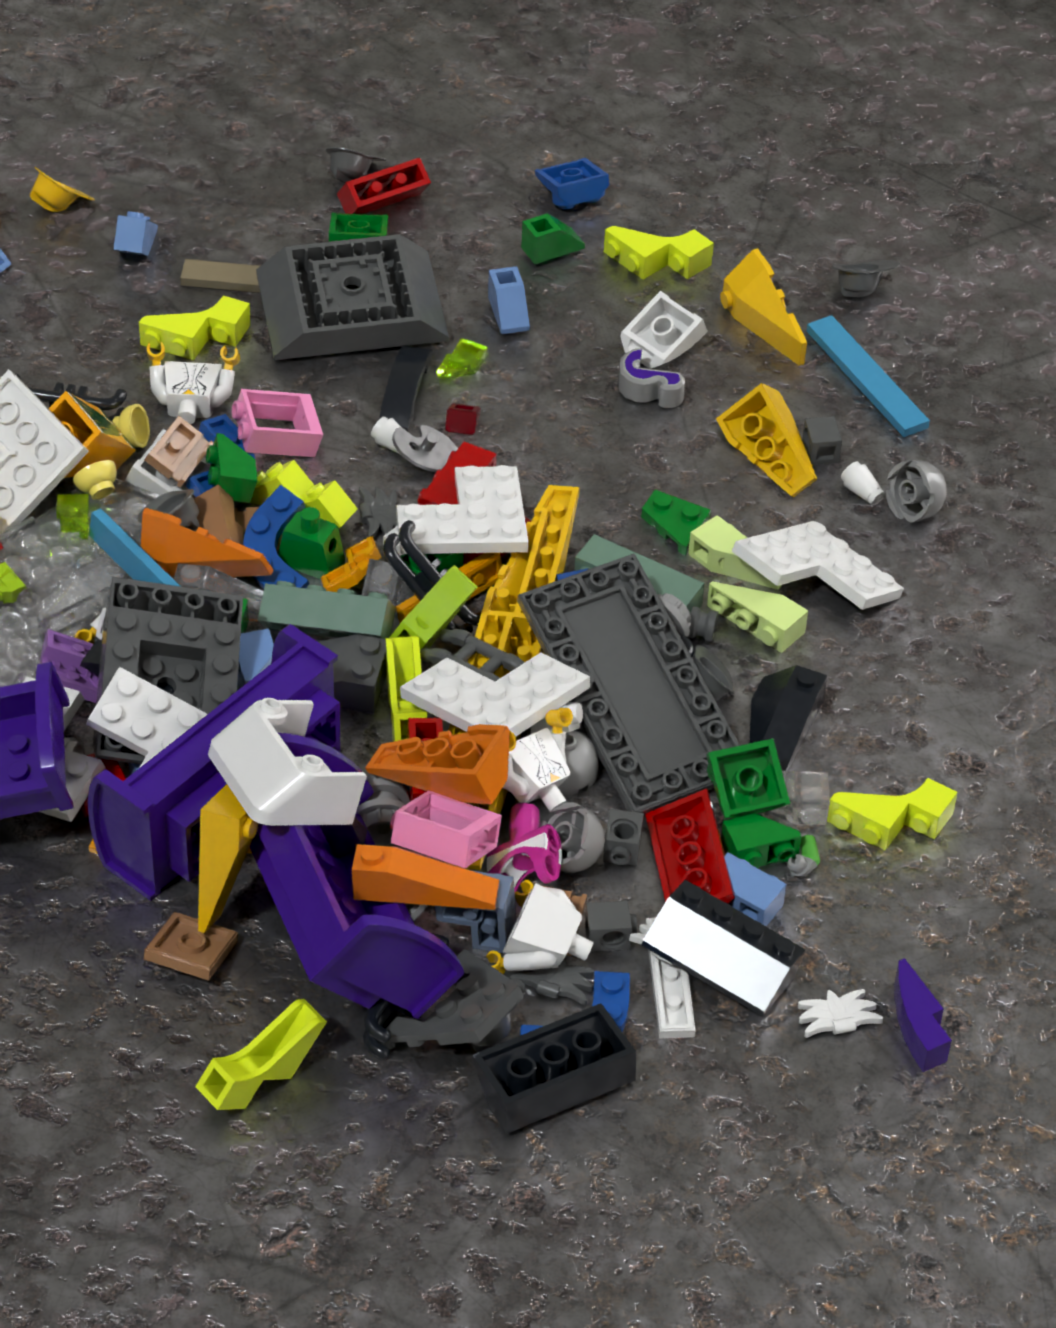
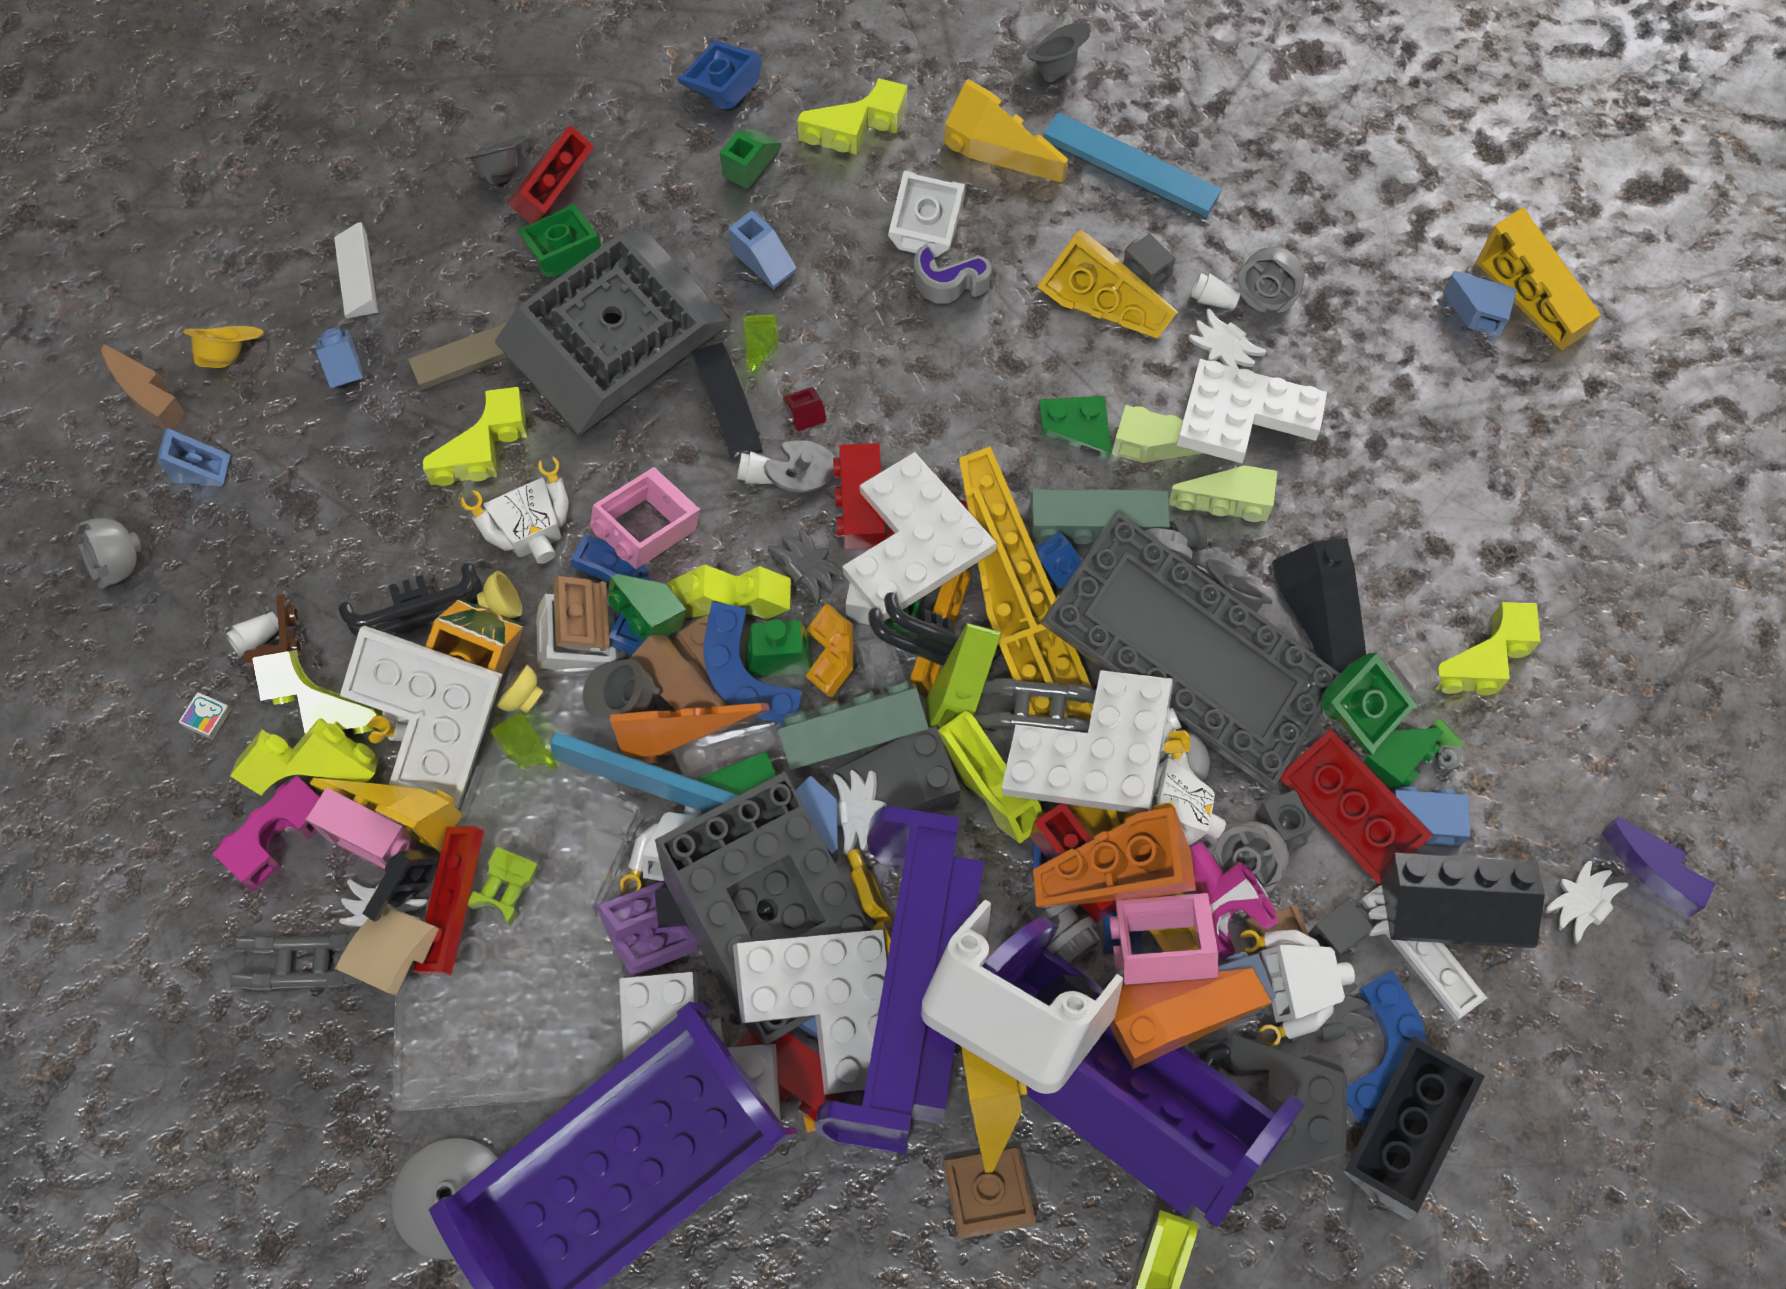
camera: 30 degrees left, 20 degrees up
(192, 193) = (355, 272): none -> white slope
(847, 522) = (1225, 342): none -> white piece

